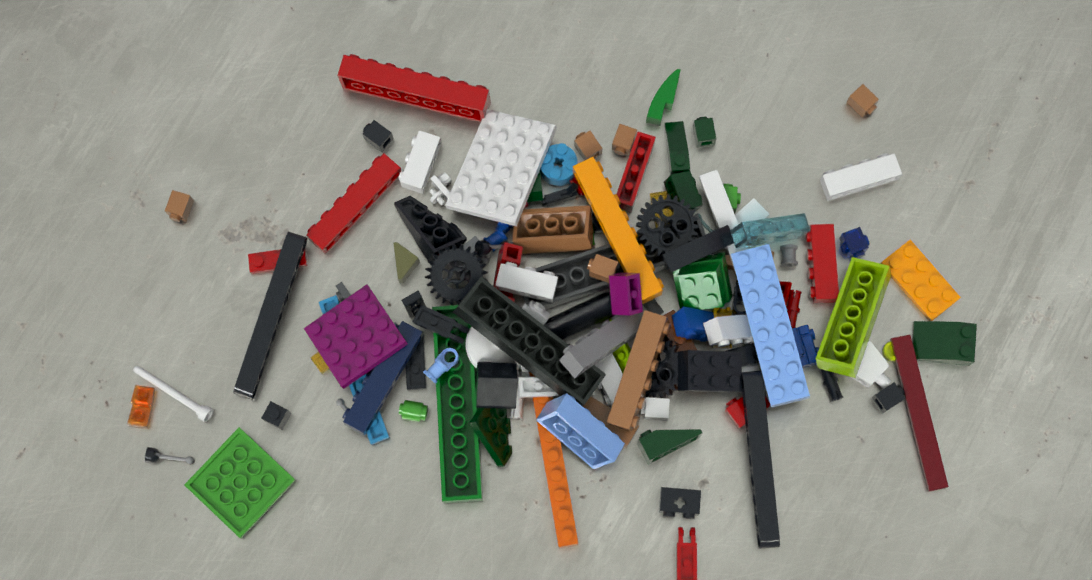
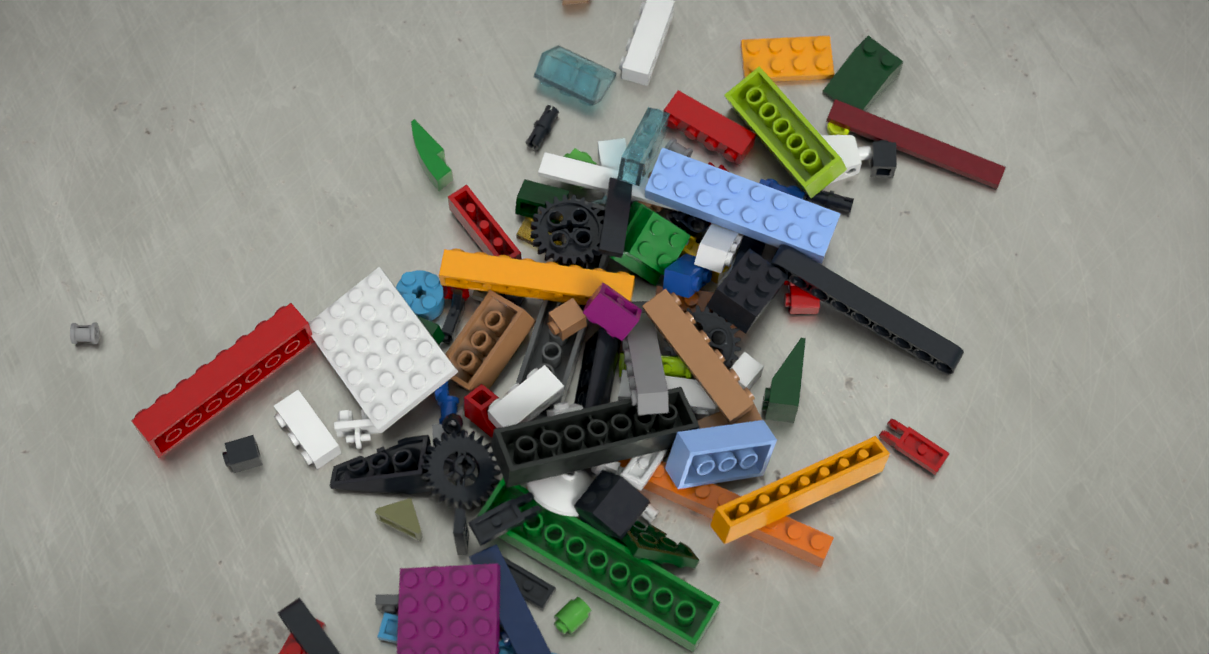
camera: 60 degrees left, 10 degrees down
(354, 203) = (298, 527): red brick -> none
(441, 365) = (549, 547): light blue connector -> none
(587, 145) = (422, 257): medium nougat brick -> none
(592, 499) = (799, 490): none -> light orange brick
(624, 140) = (442, 220): medium nougat brick -> none
(677, 147) = (491, 178): dark green slope -> none
(689, 497) = (860, 403): black brick -> none
(704, 131) = (493, 143): dark green brick -> none
(741, 154) = (542, 127): none -> black pin
(796, 147) = (574, 75): none -> clear light blue slope
(854, 243) = (709, 88): clear blue brick -> none

